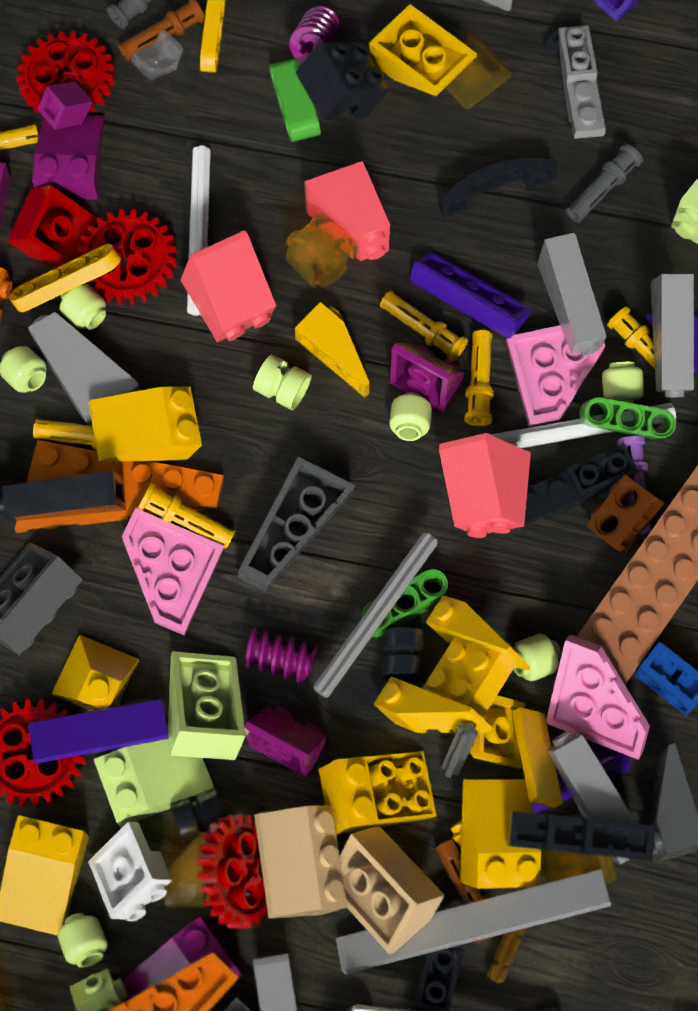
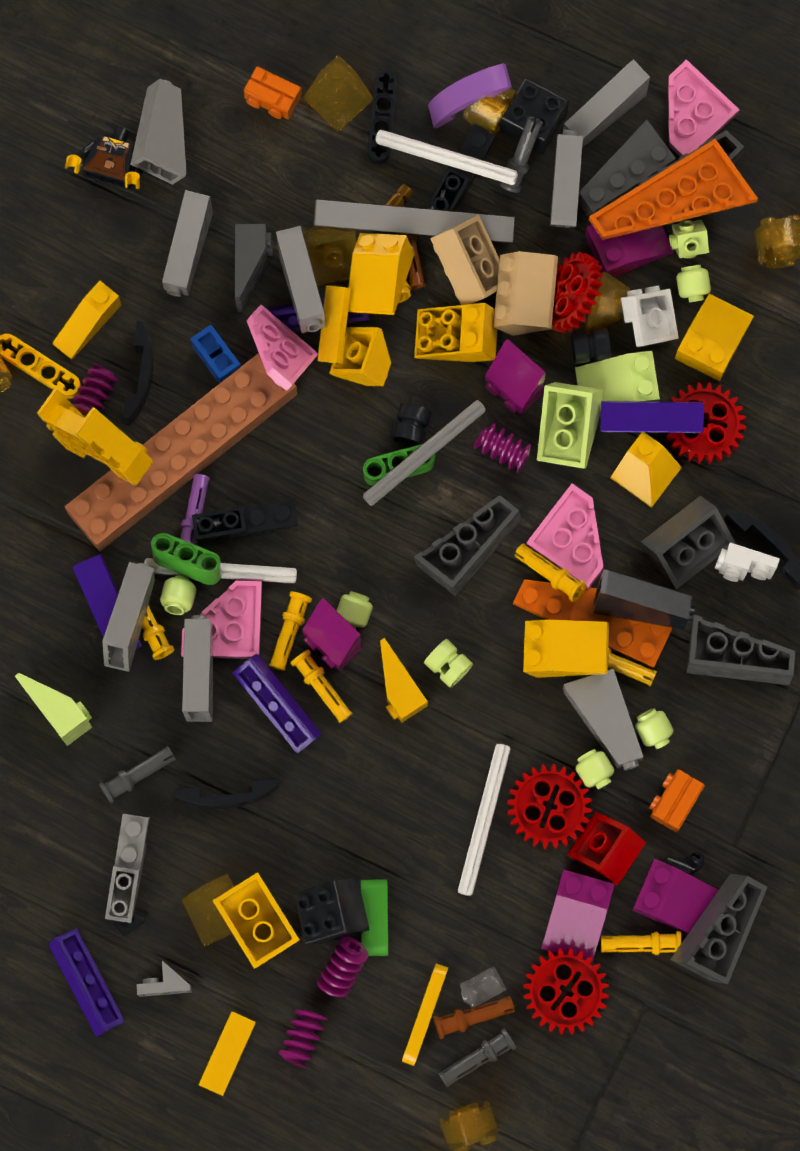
camera: 165 degrees left, 5 degrees up
(64, 105) = (572, 950): magenta panel -> none
(65, 278) = (603, 797): yellow beam -> none
(229, 287) = (472, 747): coral slope -> none
(320, 251) = (390, 763): clear yellow brick -> none
(353, 205) = (355, 792): coral slope -> none
(459, 749) = (390, 337): dark grey axle -> none
(462, 681) = (371, 386): yellow wedge -> none
(485, 483) = (312, 530): coral slope -> none
(540, 654) = (312, 399): yellowish green head -> none
(581, 836) = (322, 248): black slope -> none
(631, 519) = (211, 482): reddish brown brick -> none

